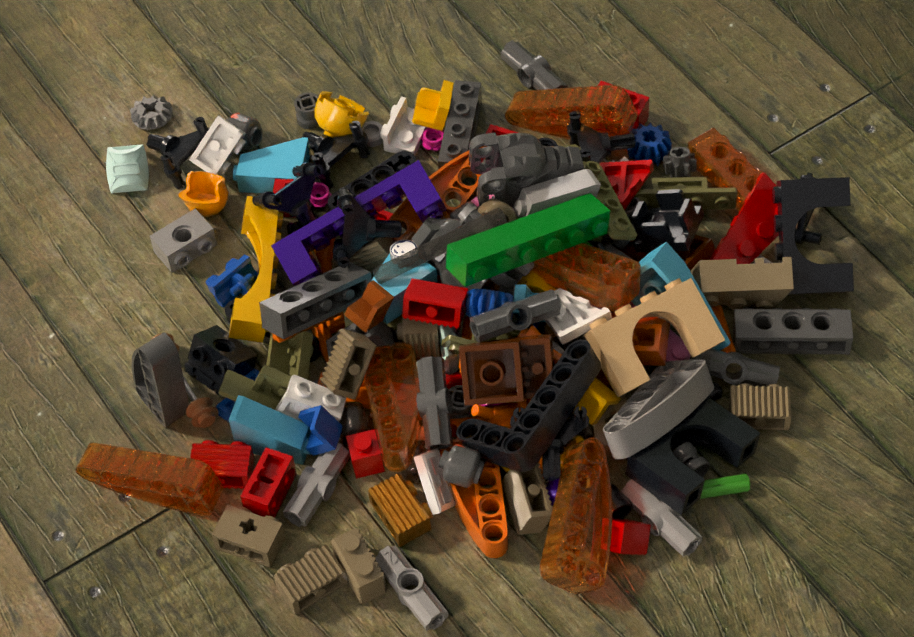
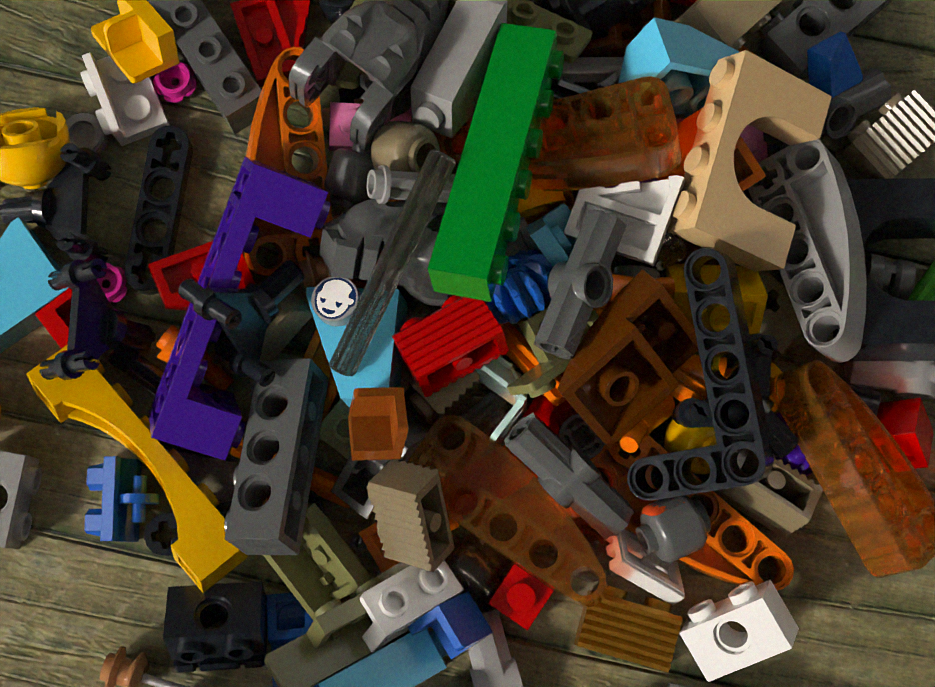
camera: 50 degrees left, 25 degrees up
(450, 542) = (722, 649): none -> white brick
(754, 344) = (833, 65): none -> blue slope

